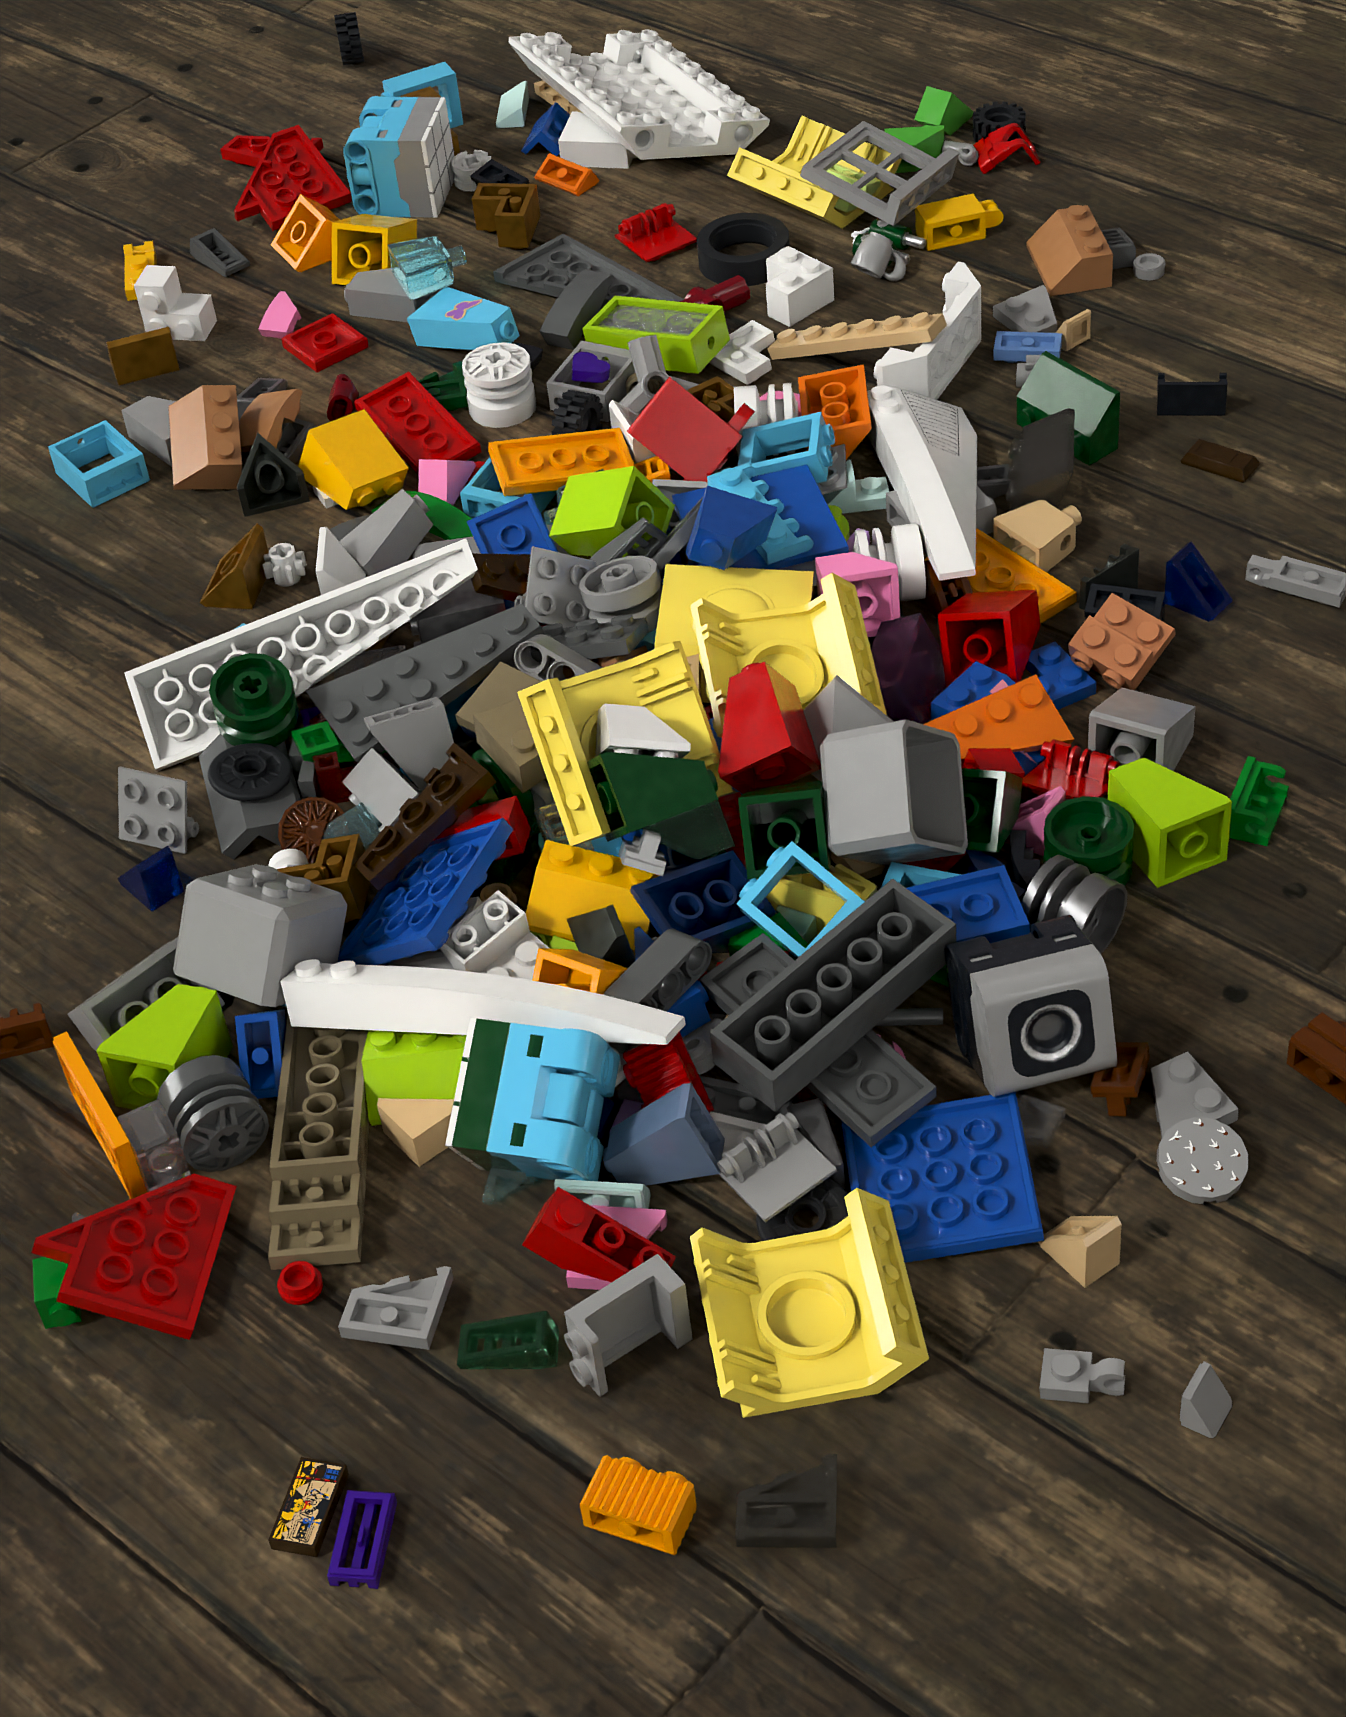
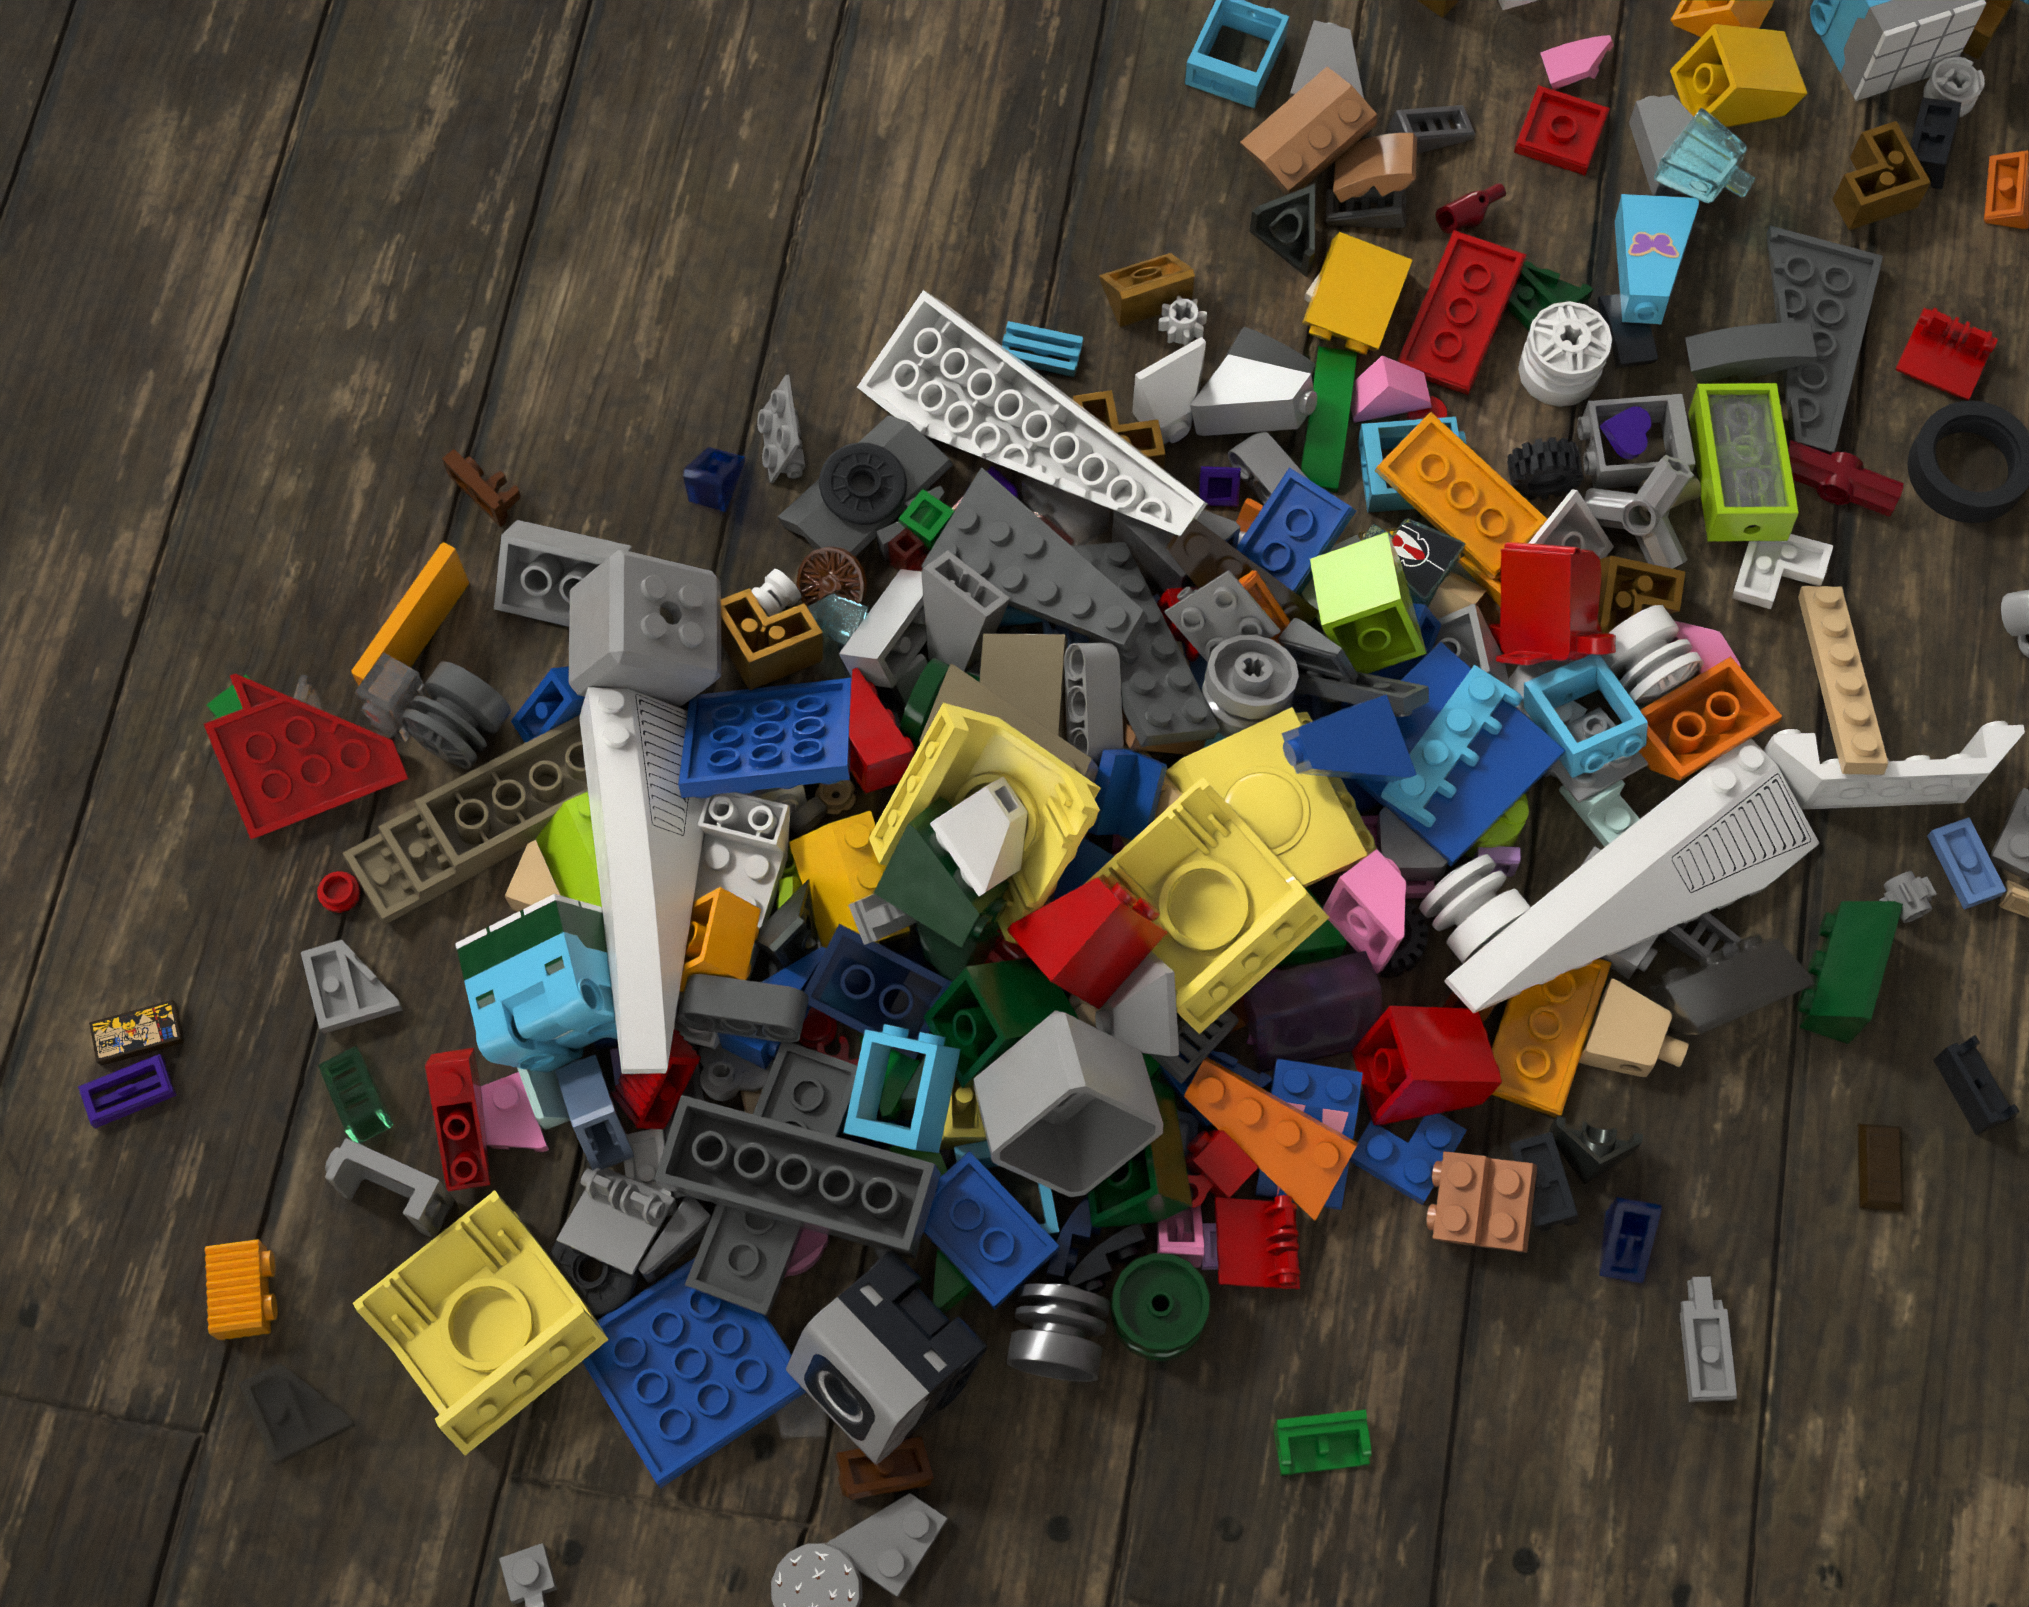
camera: 55 degrees right, 25 degrees up
(159, 1040) = (506, 636): lime slope -> none
(254, 700) = (910, 428): dark green wheel -> none
(423, 819) = (853, 686): dark brown wing -> none
(796, 286) = (1930, 564): white brick -> none
(1085, 1246) = (670, 1521): tan slope -> none
(1141, 726) = (1356, 1284): light grey slope -> none
(1175, 820) = (1224, 1365): lime slope -> none

